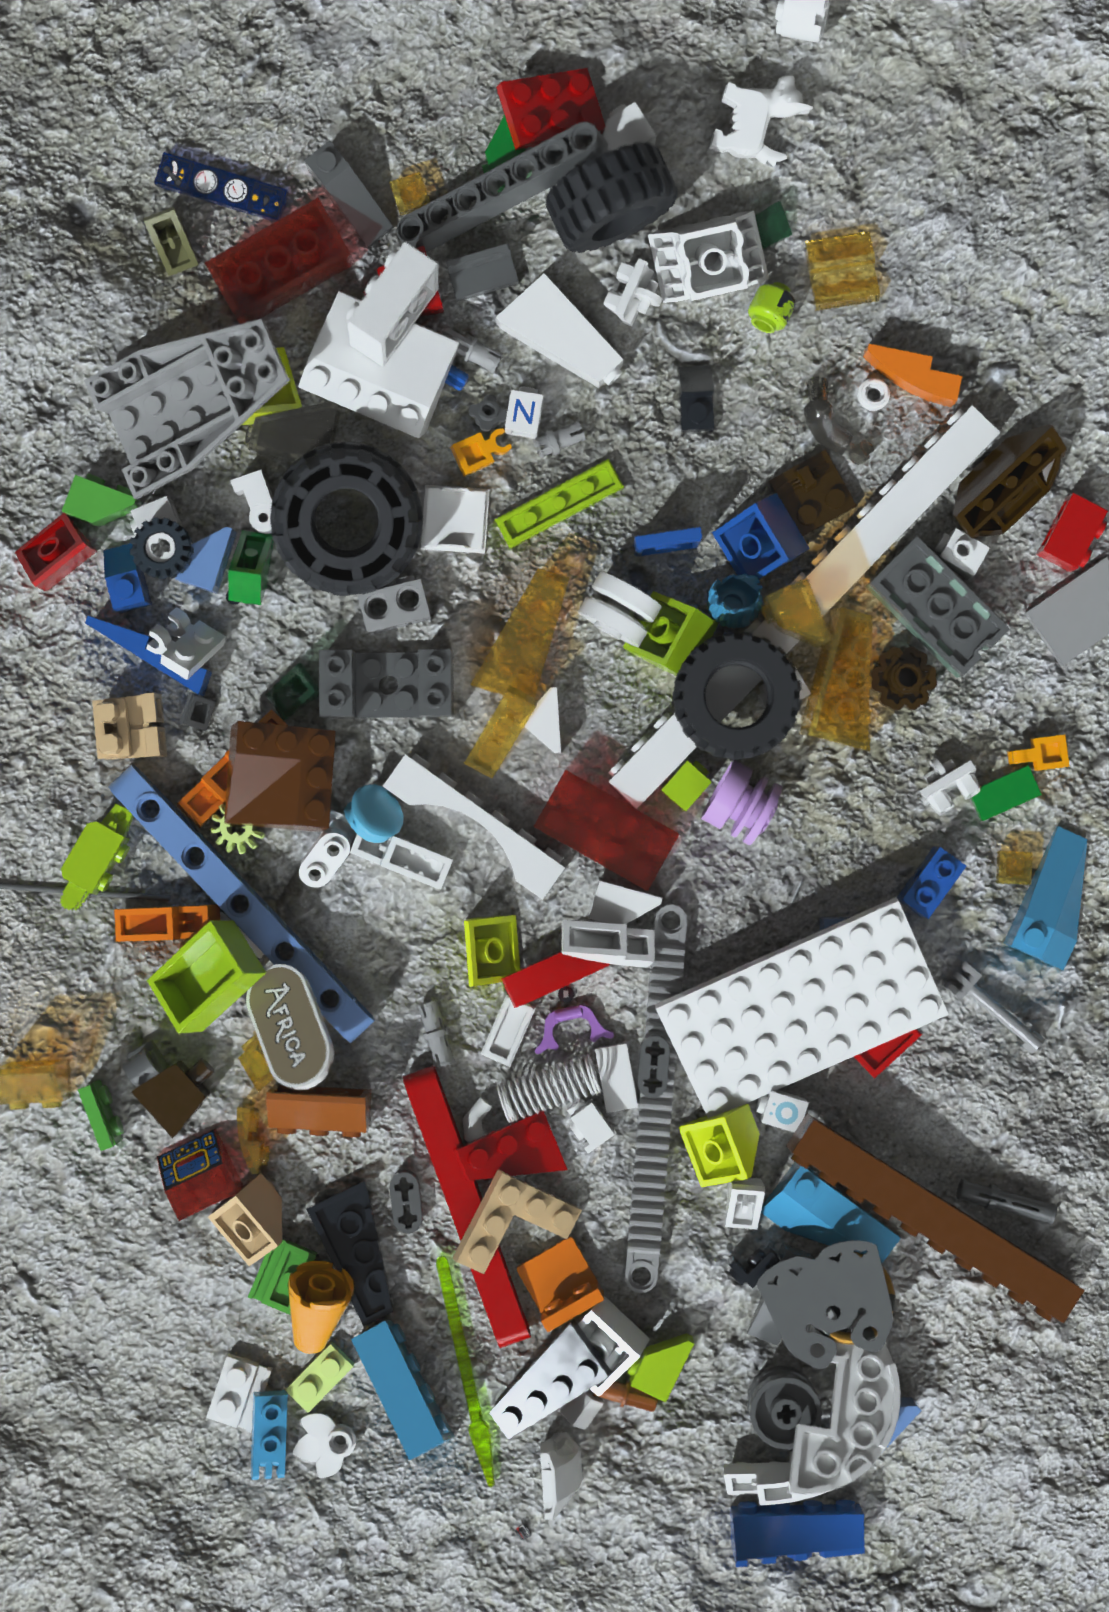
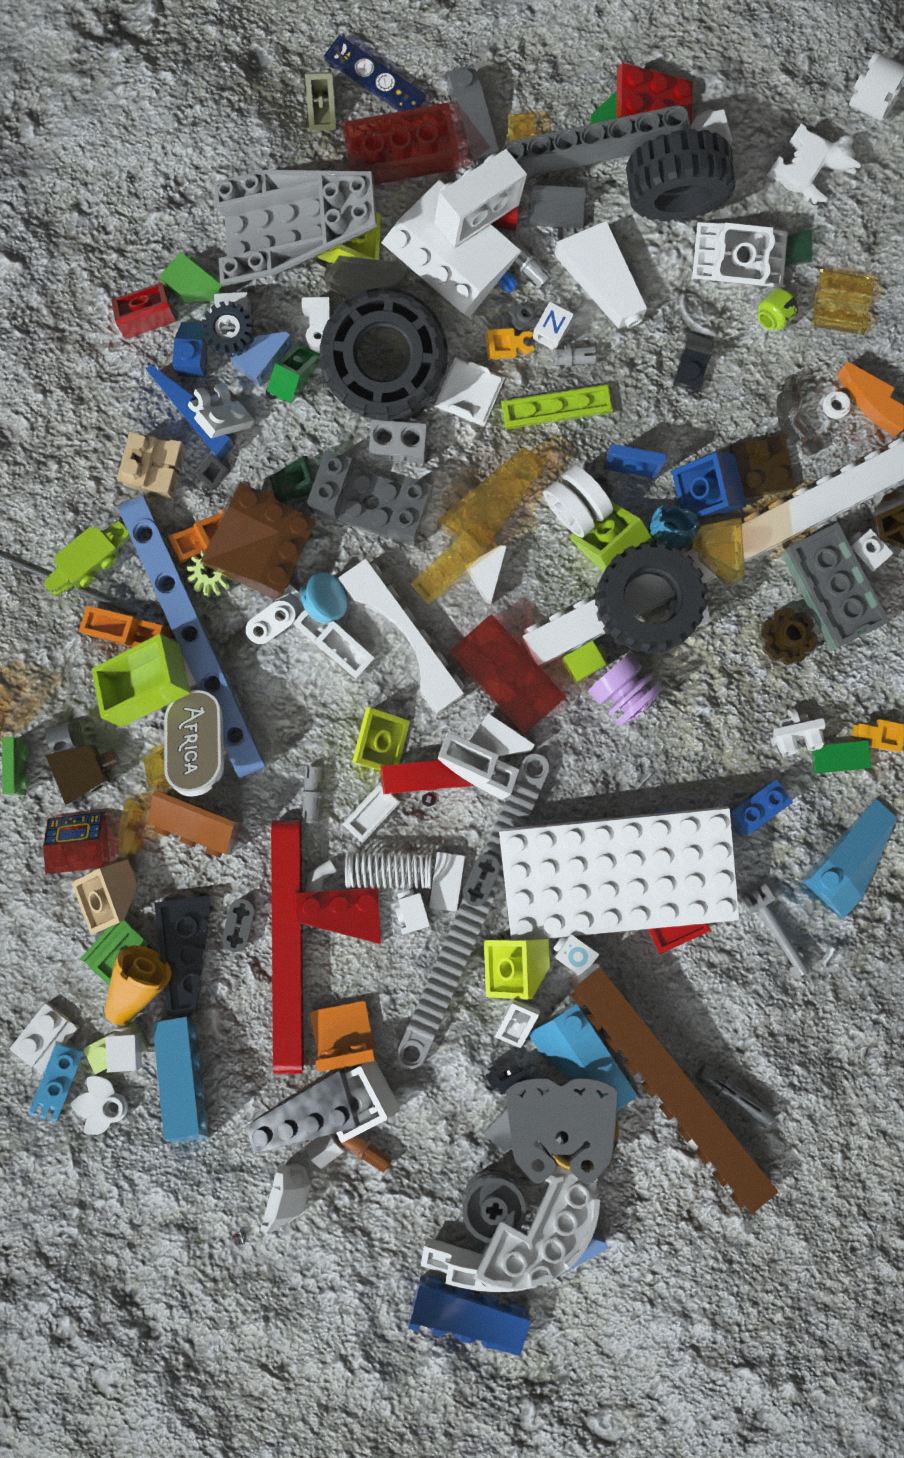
camera: 15 degrees right, 5 degrees down
(331, 1379) = (123, 1050): none -> white brick
(478, 1429) = (232, 1137): clear neon green piece -> none
(502, 1201) = (320, 949): tan plate -> none
(570, 1013) = (427, 816): medium lavender helmet -> none
(637, 294) = (675, 262): white hips -> none
(660, 1366) = (401, 1135): lime slope -> none
(841, 684) = (733, 630): clear yellow wedge -> none
(1014, 867) = (830, 819): clear yellow plate -> none

